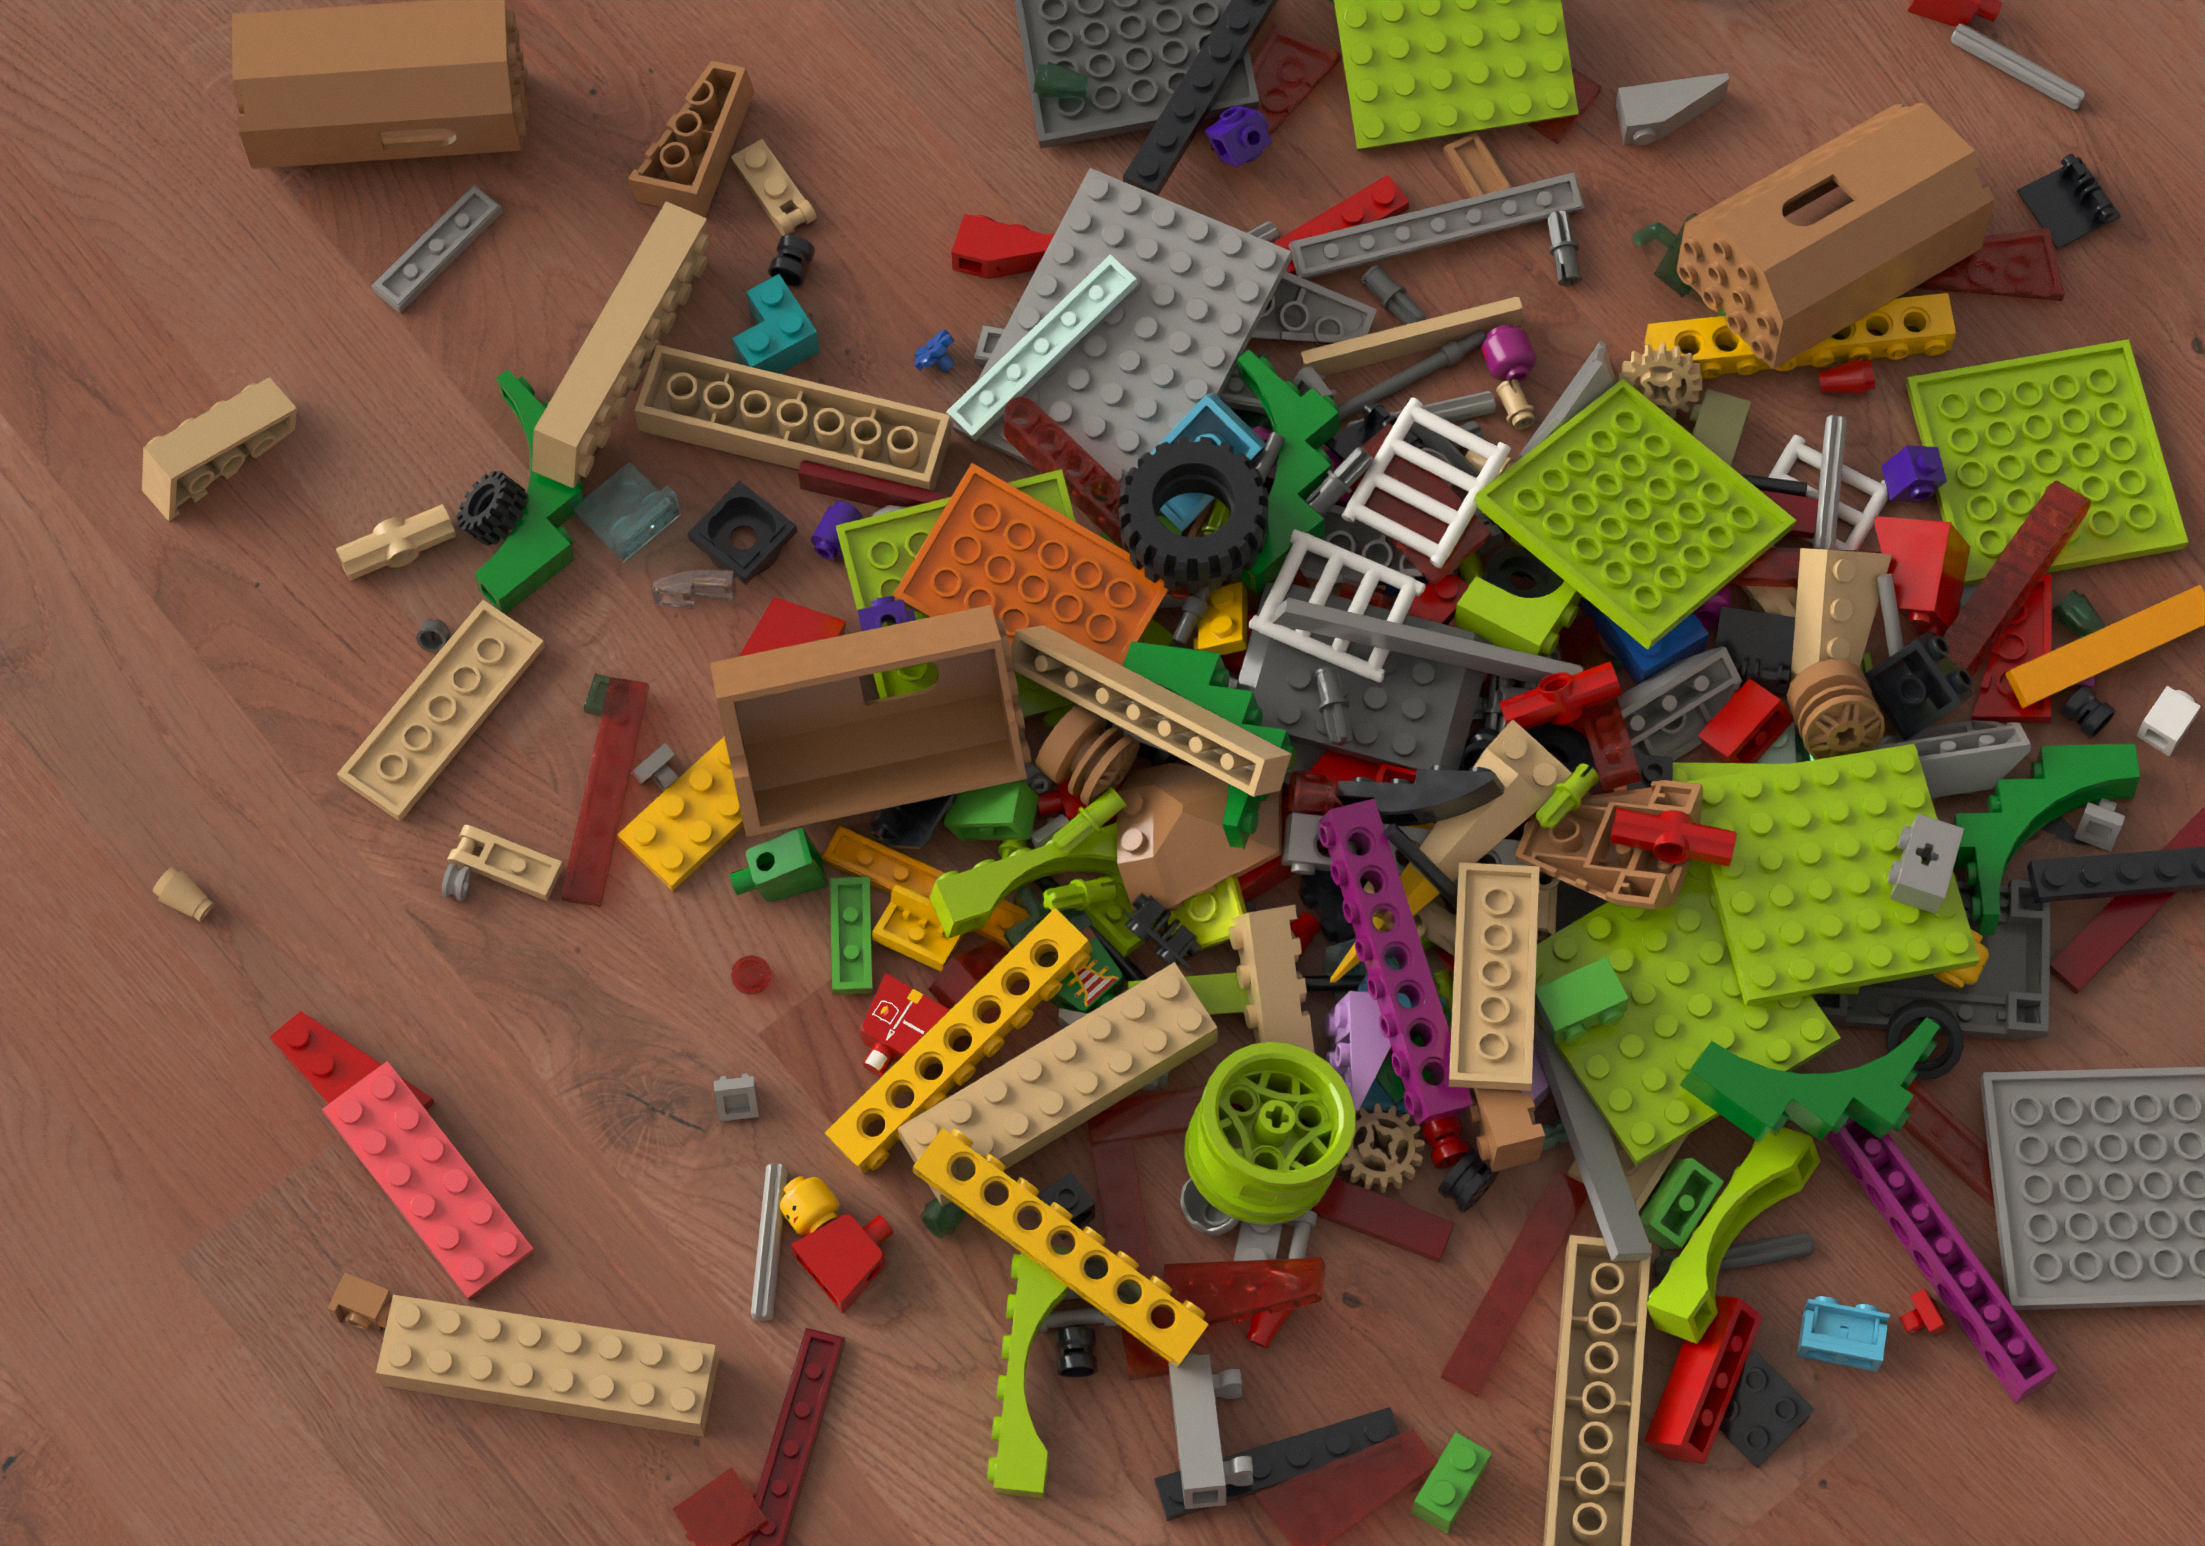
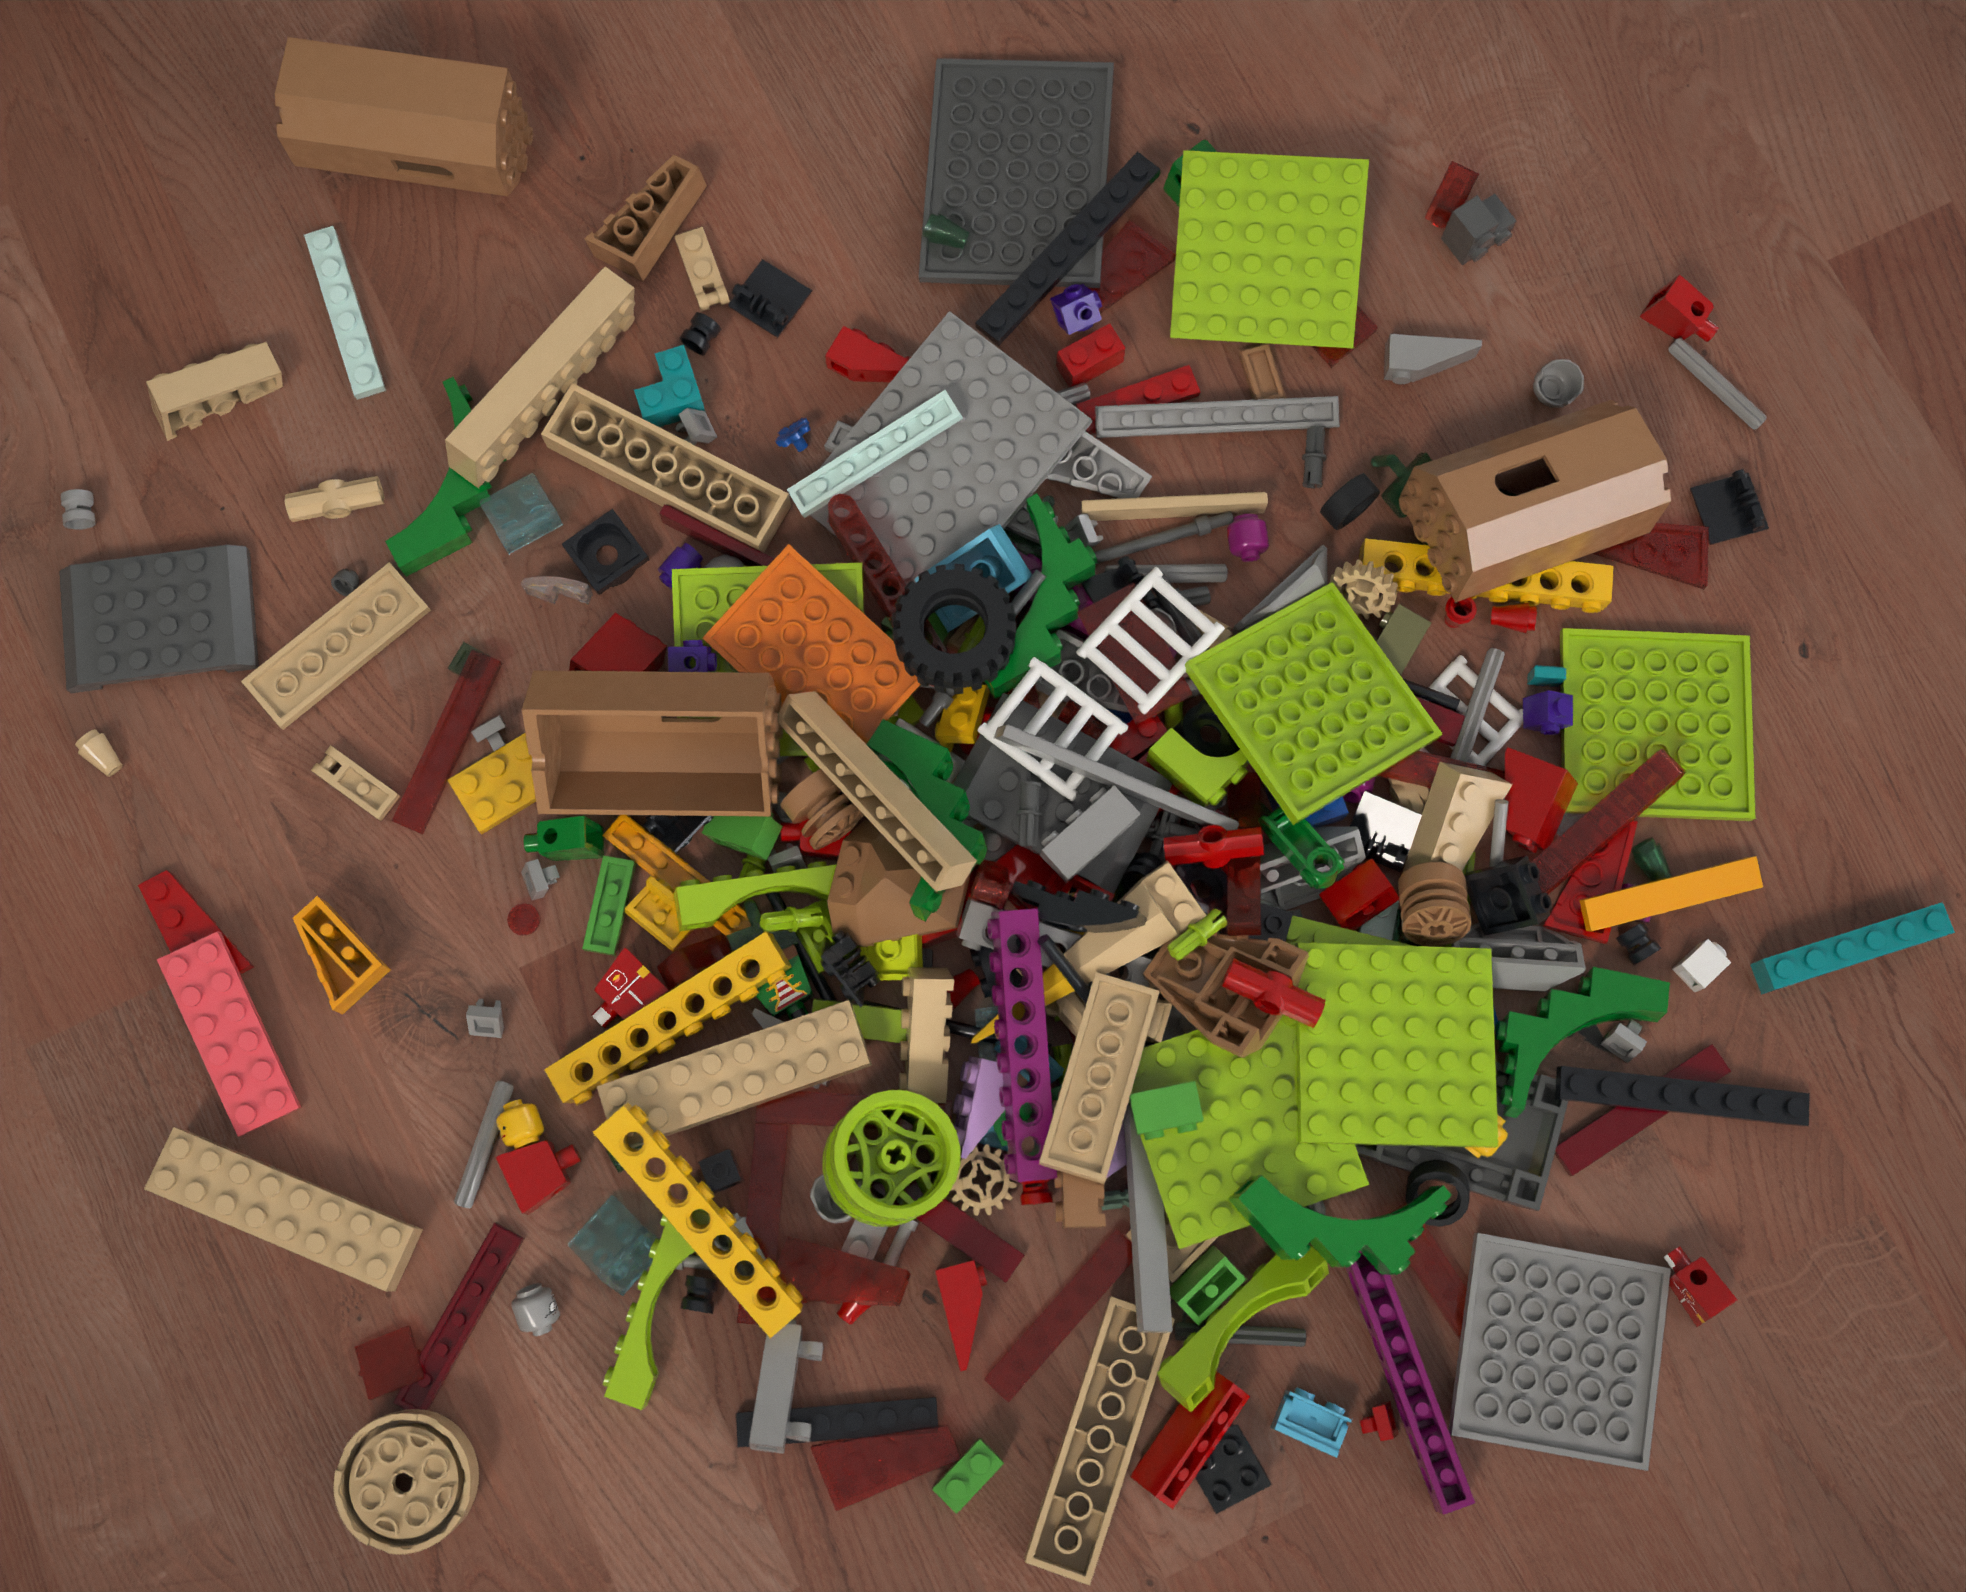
camera: 10 degrees right, 10 degrees up
(84, 621) = (78, 509): none -> light grey wheel
(212, 723) = (158, 616): none -> dark grey slope
(350, 327) = (345, 312): none -> light aqua plate
(361, 1303) = (152, 1122): medium nougat brick -> none
(437, 249) = (428, 262): light grey tile -> none
(456, 882) = (312, 791): light grey bush -> none
(492, 508) = (413, 489): black tyre -> none
(541, 1057) = (339, 954): none -> light orange wedge
(757, 922) = (538, 878): none -> light grey tile
(814, 365) = (697, 426): none -> light grey tile
(863, 204) = (769, 298): none -> black hinge
(882, 1412) = (535, 1309): none -> light grey head
(961, 1319) = (614, 1245): none -> clear light blue bracket
(1088, 820) = (812, 862): lime axle -> none
(1268, 188) = (1090, 356): none -> red brick
(1339, 481) = (1081, 623): dark grey axle -> none
(1390, 1278) = (961, 1298): none -> red slope
(1392, 296) = (1168, 468): dark grey axle -> none
(1410, 711) = (1088, 833): none -> light grey brick
(1467, 1181) = (1041, 1226): black wheel -> none
(1519, 411) = (1243, 580): tan pin -> none
(1619, 286) = (1349, 501): none -> black tyre
(1665, 678) = (1303, 848): none -> green piece
(1780, 383) = (1459, 612): none -> red cone
(1831, 103) = (1558, 383): none -> light grey hair
(1900, 434) = (1546, 676): none -> teal tile
(1925, 884) = (1488, 1049): light grey brick -> none

